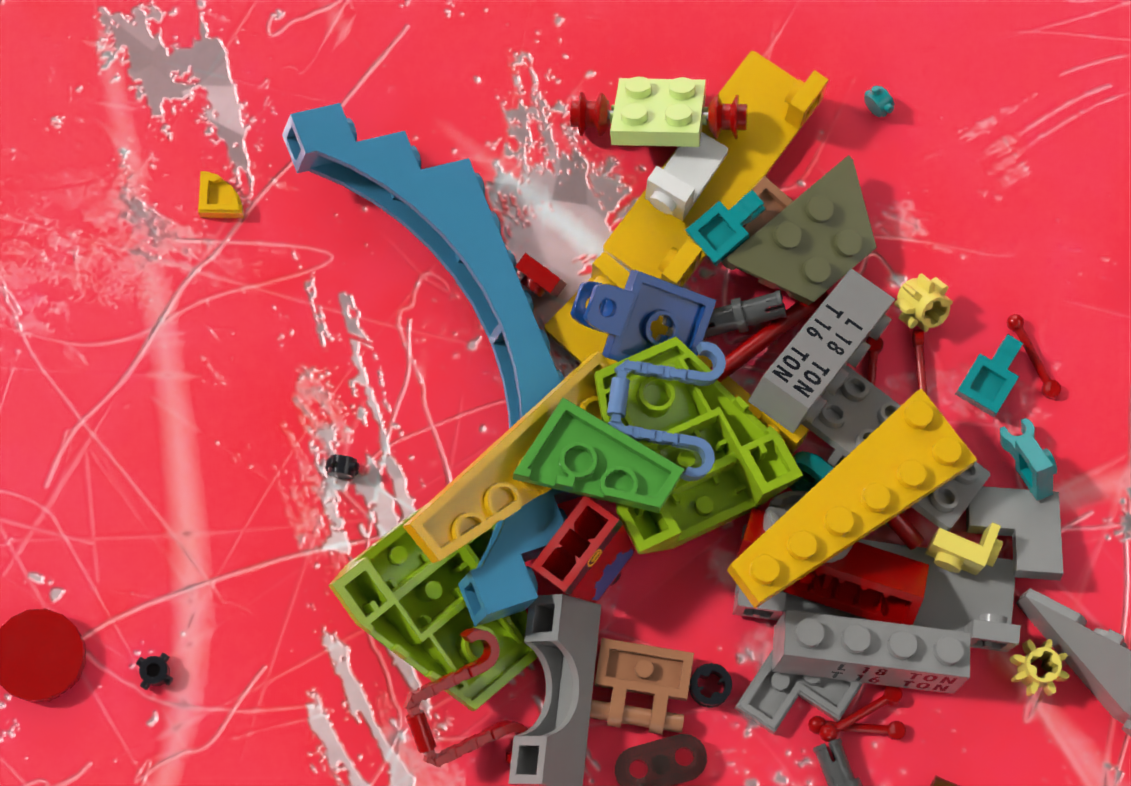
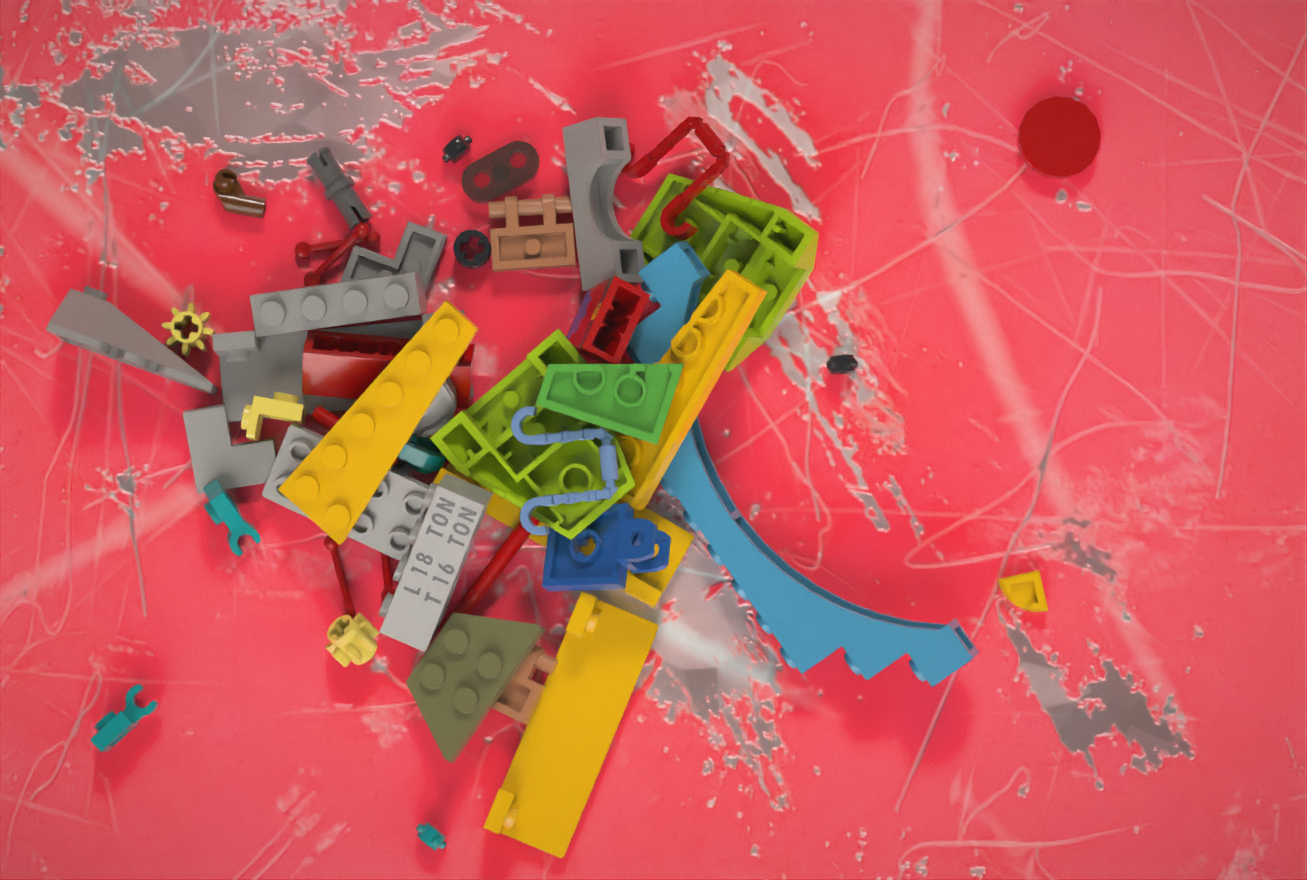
camera: 170 degrees right, 10 degrees up
(154, 671) = (955, 148): black piece -> none
(538, 277) = (709, 580): red plate -> none
(658, 113) = (636, 765): yellowish green plate -> none
(684, 177) = (597, 709): white bracket -> none
(722, 230) = (551, 655): teal plate -> none
(746, 313) = (513, 590): dark grey pin -> none
(989, 379) = (277, 581): teal plate -> none
(1050, 387) = (220, 593): red hinge -> none

